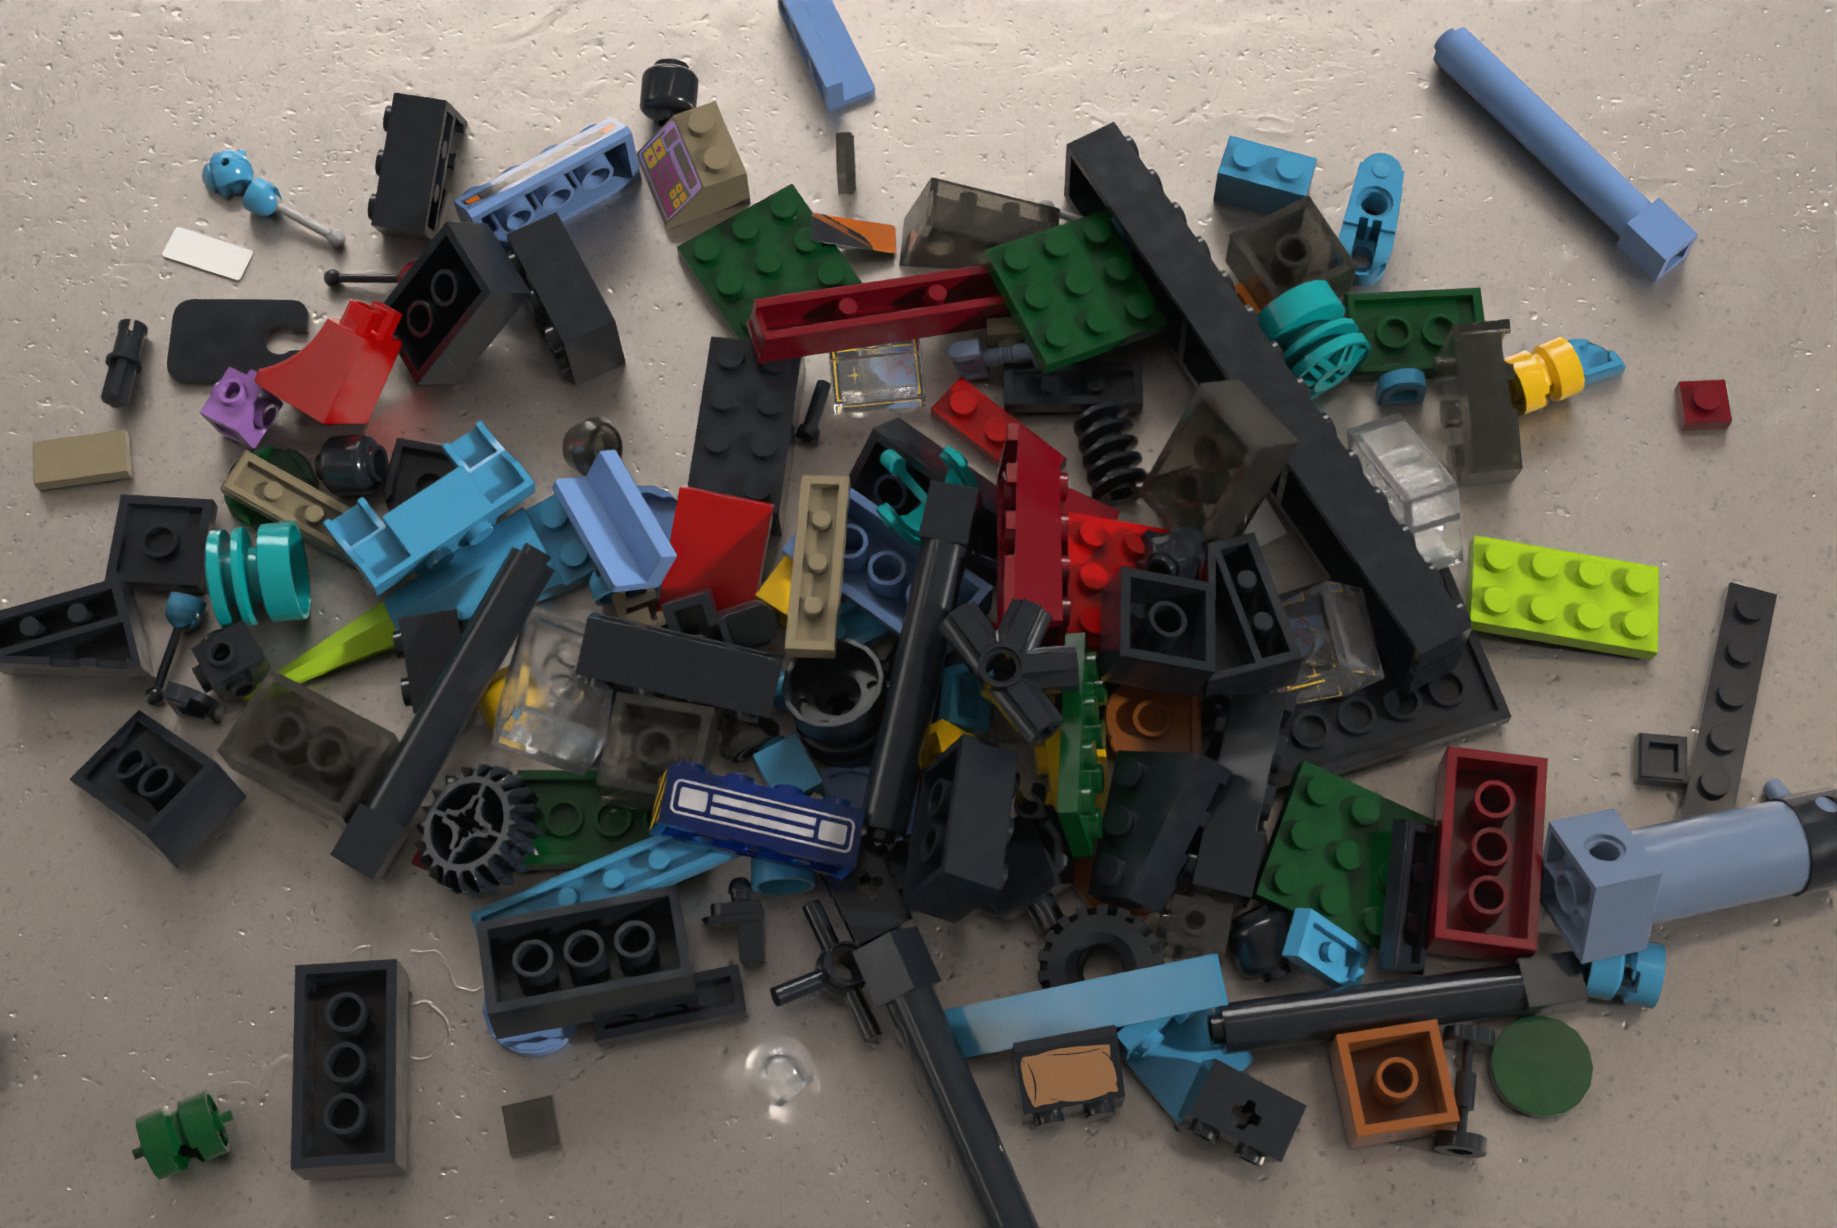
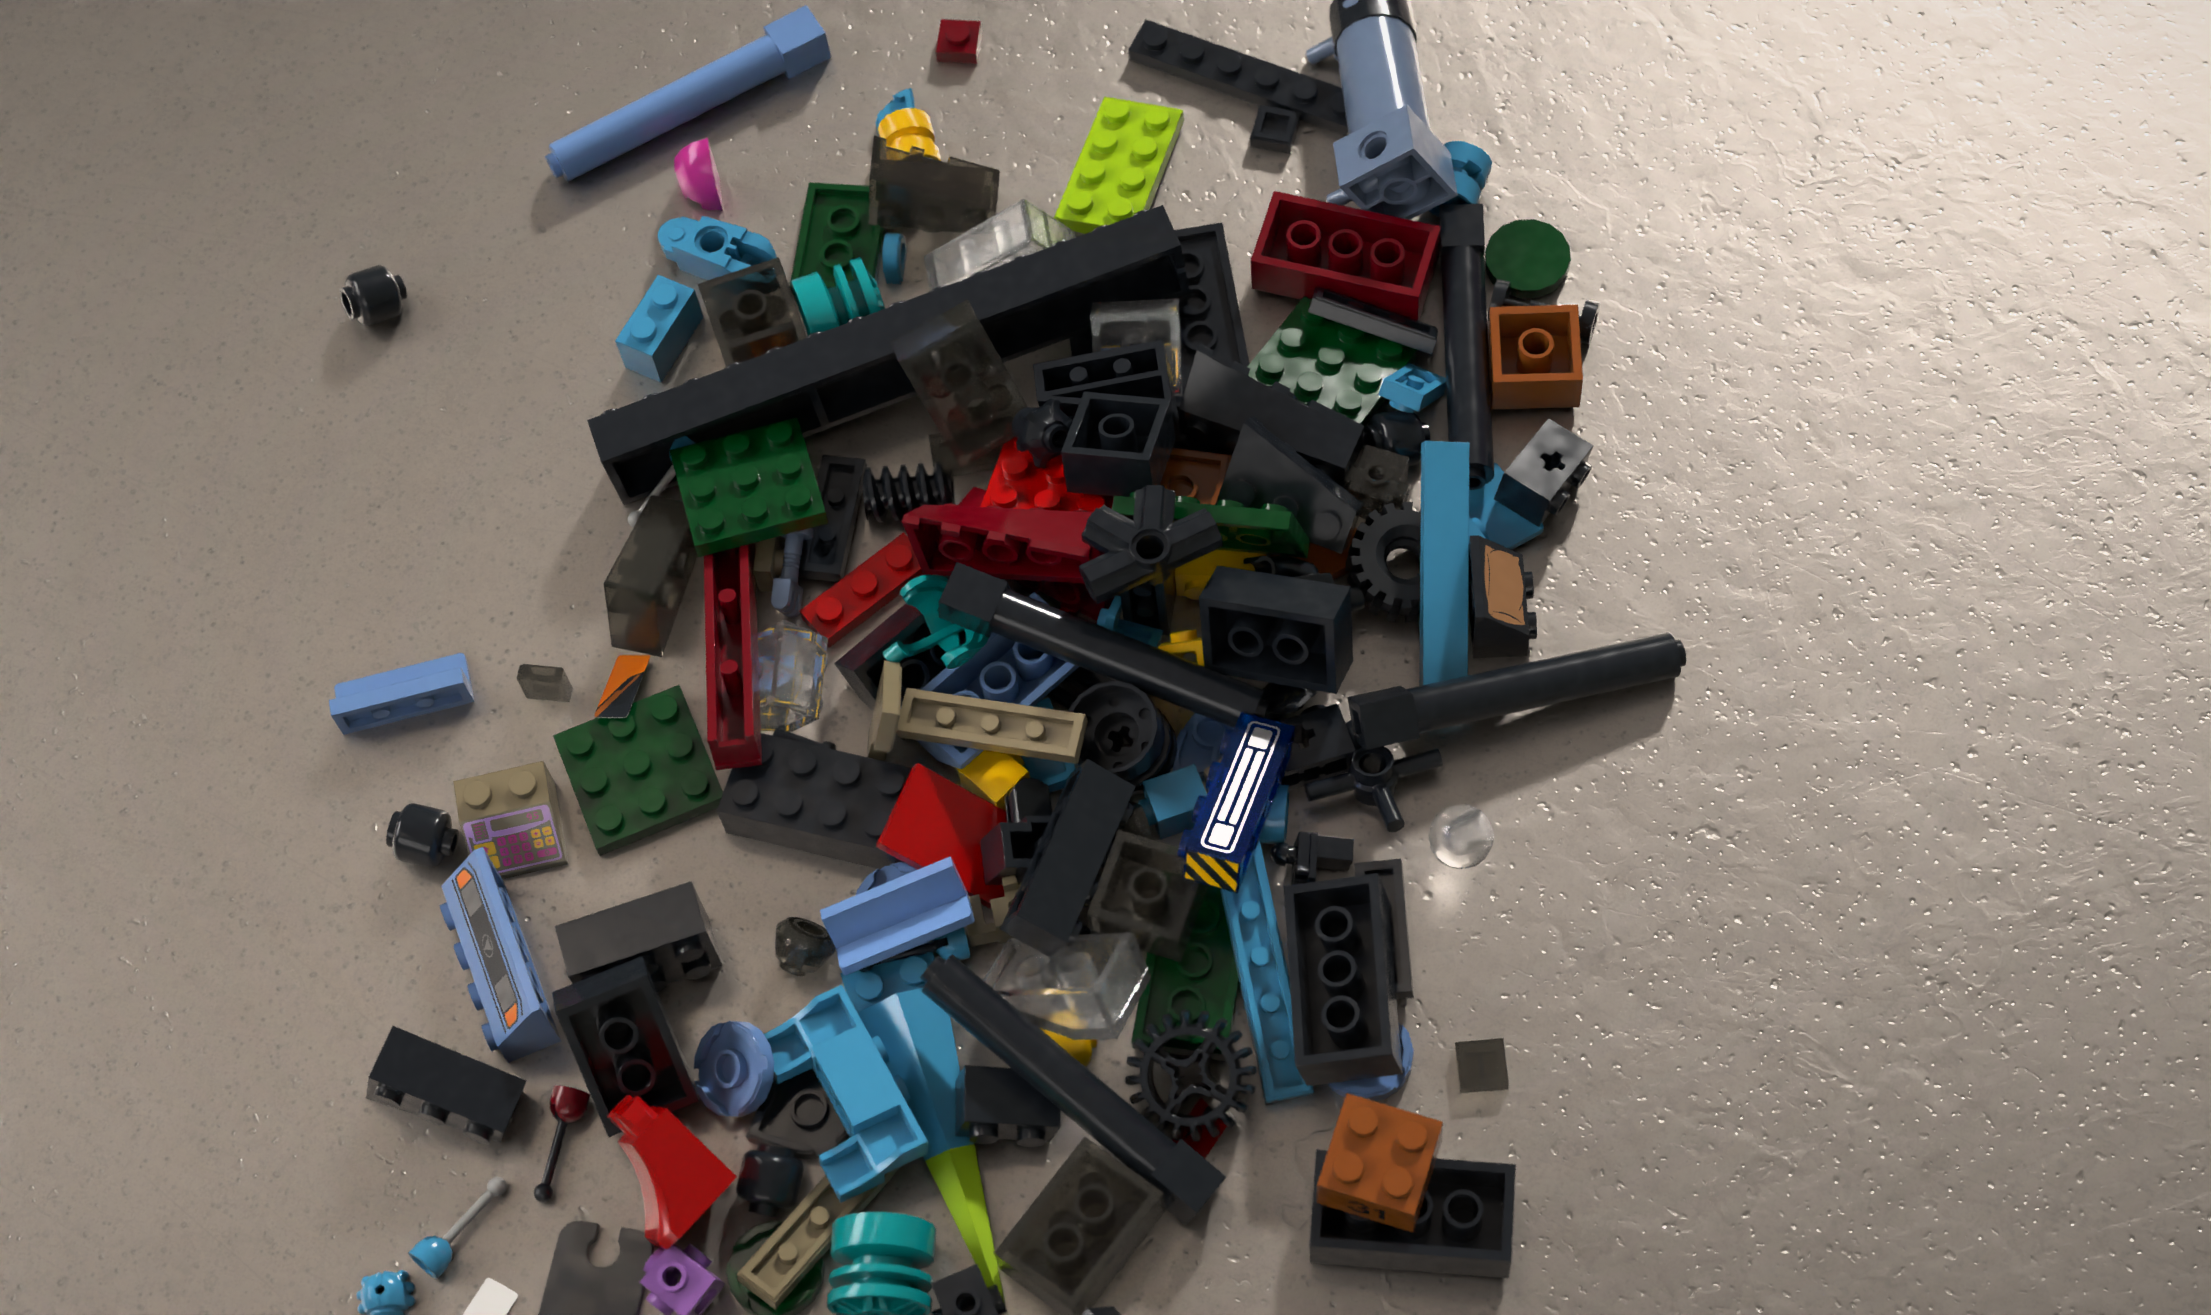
camera: 75 degrees left, 5 degrees down
(370, 1017) = (1379, 1162): none -> dark orange brick
(454, 411) = (734, 1068): none -> medium blue tile
(827, 463) = (885, 712): none -> dark tan tile
(1460, 180) = (699, 175): none -> dark pink brick

